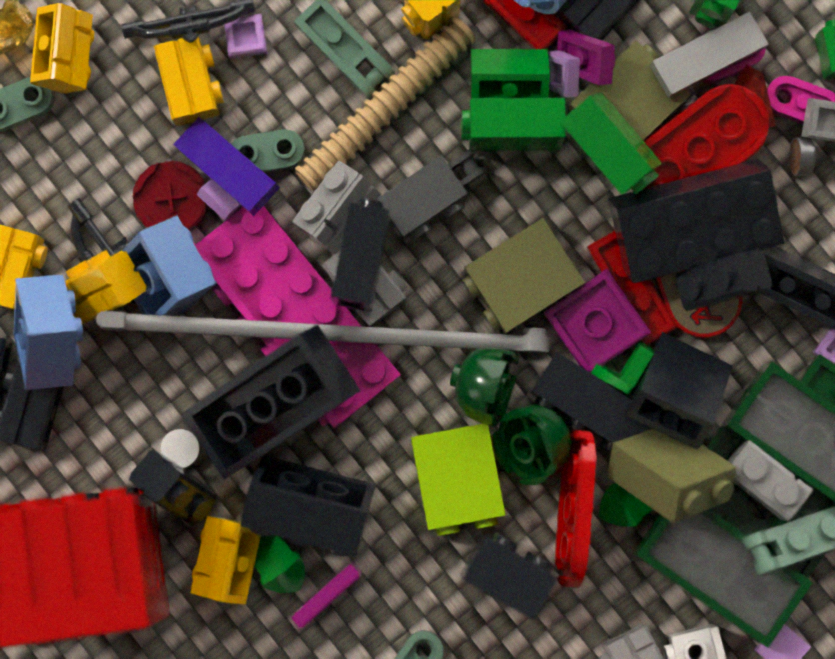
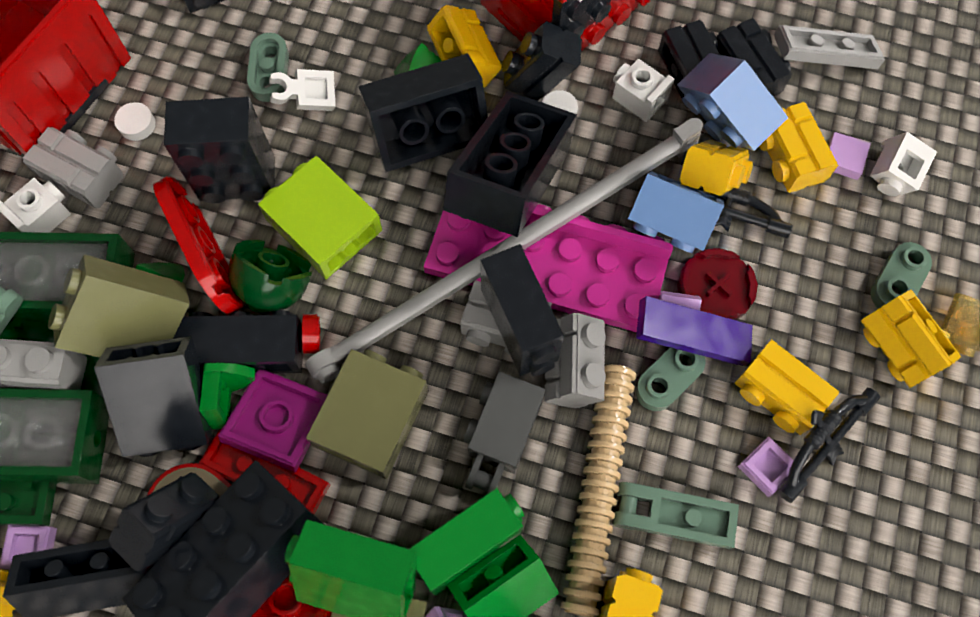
camera: 145 degrees right, 15 degrees down
(102, 401) = (641, 89): none -> white brick
(327, 595) = (366, 58): magenta tile -> none
(391, 611) = (310, 88): none -> white plate
(485, 384) = (343, 296): dark green cylinder -> none
(528, 375) = (310, 333): none -> red tile

